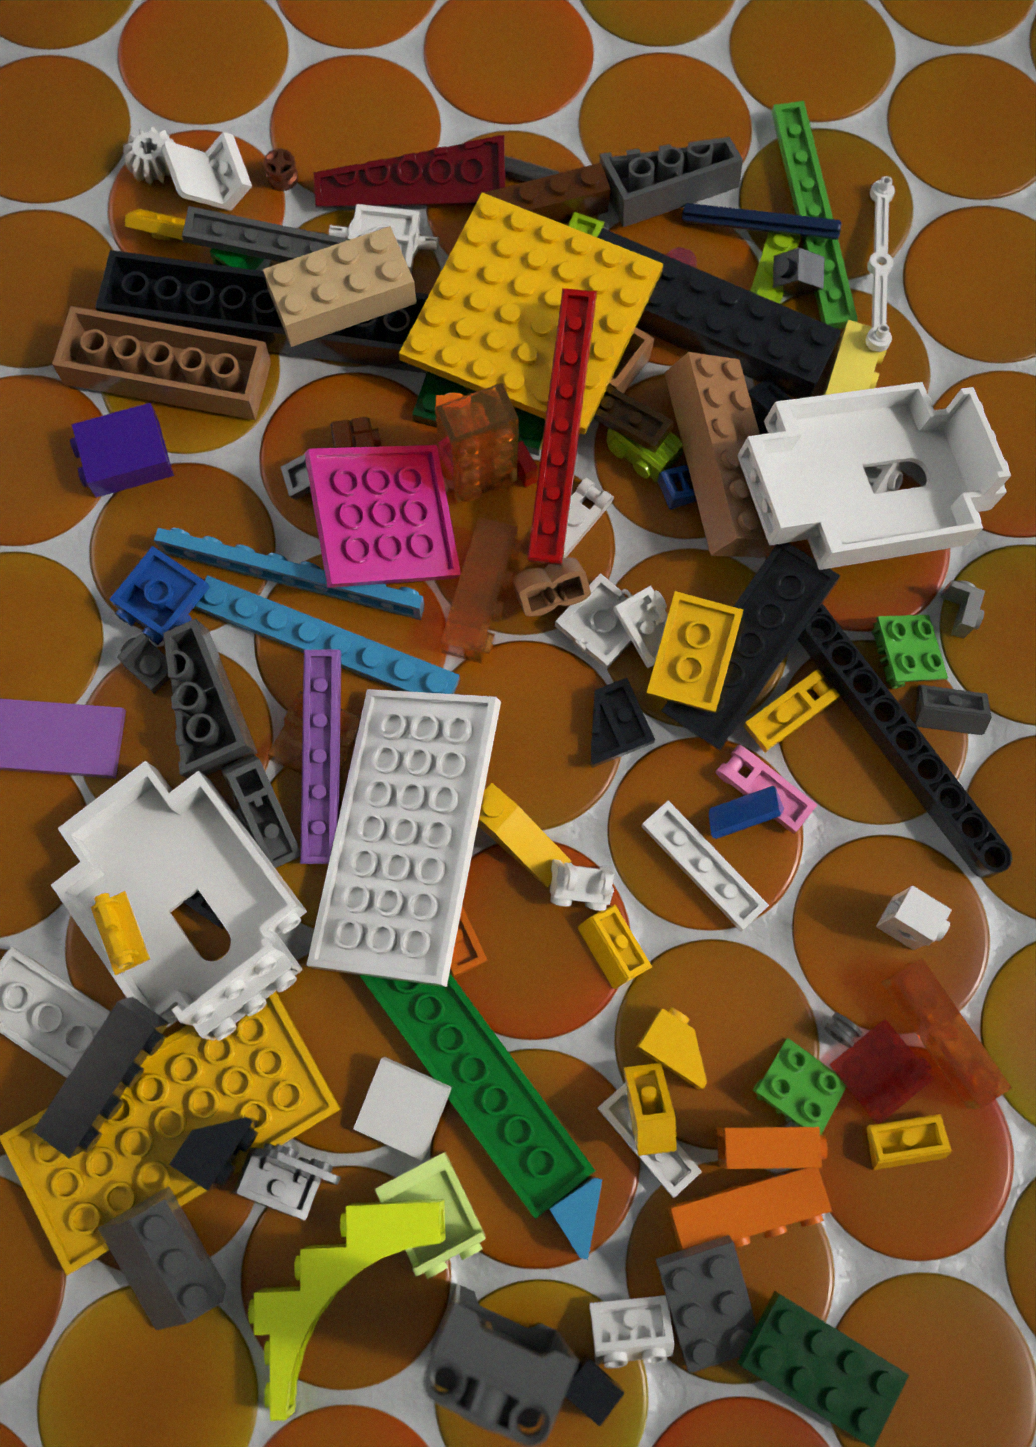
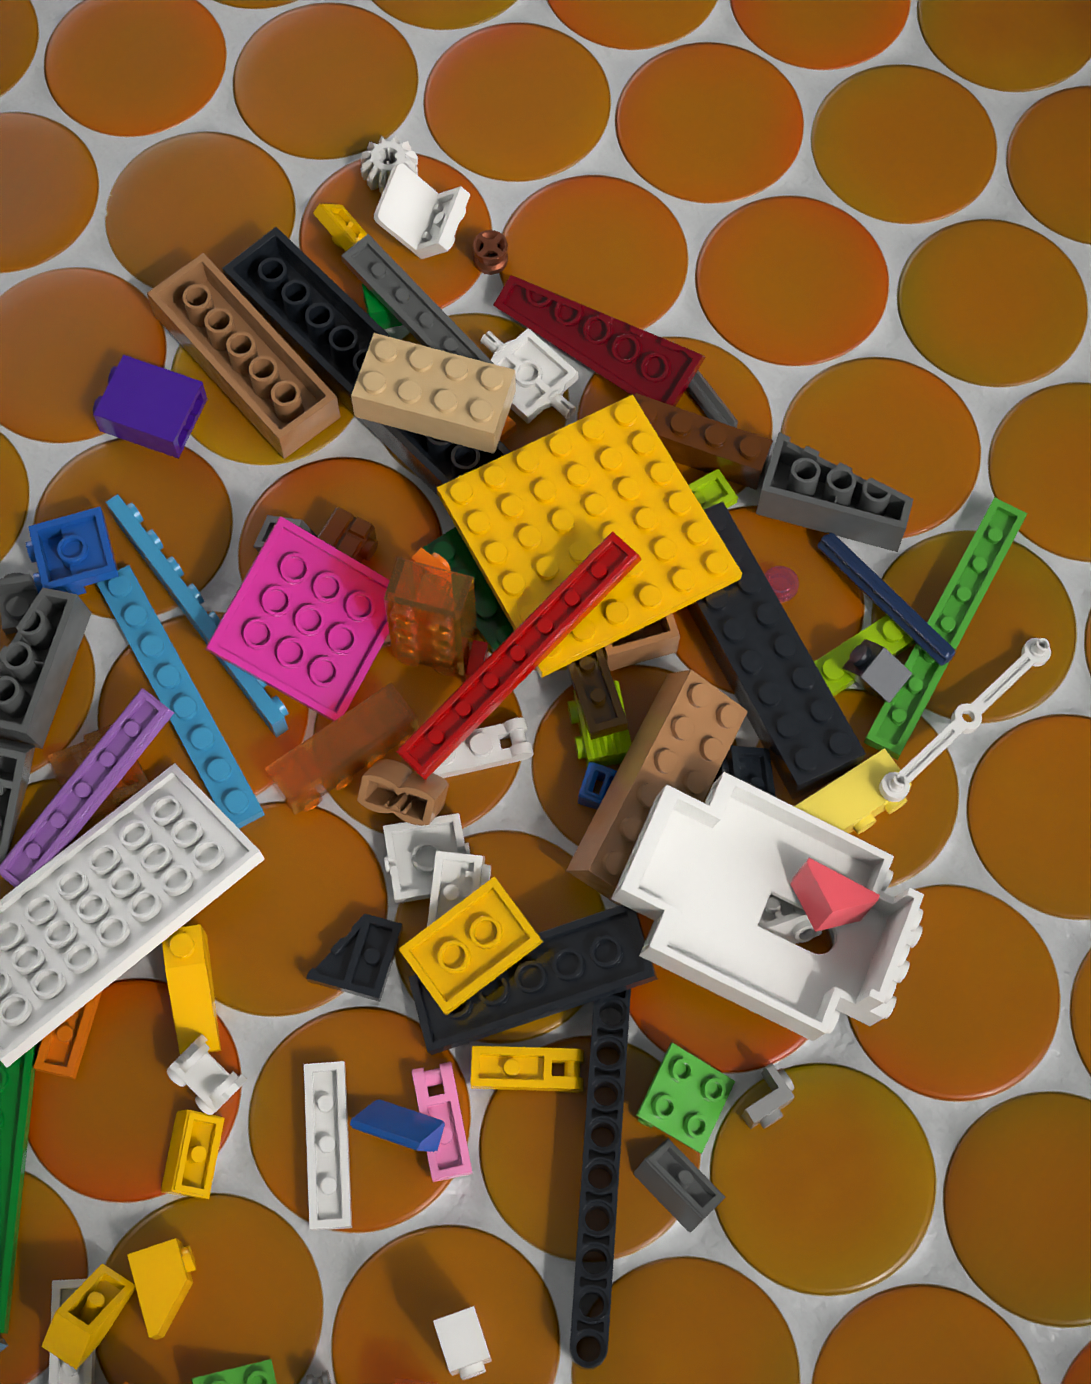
camera: 40 degrees right, 5 degrees down
(904, 437) = (830, 897): none -> coral slope

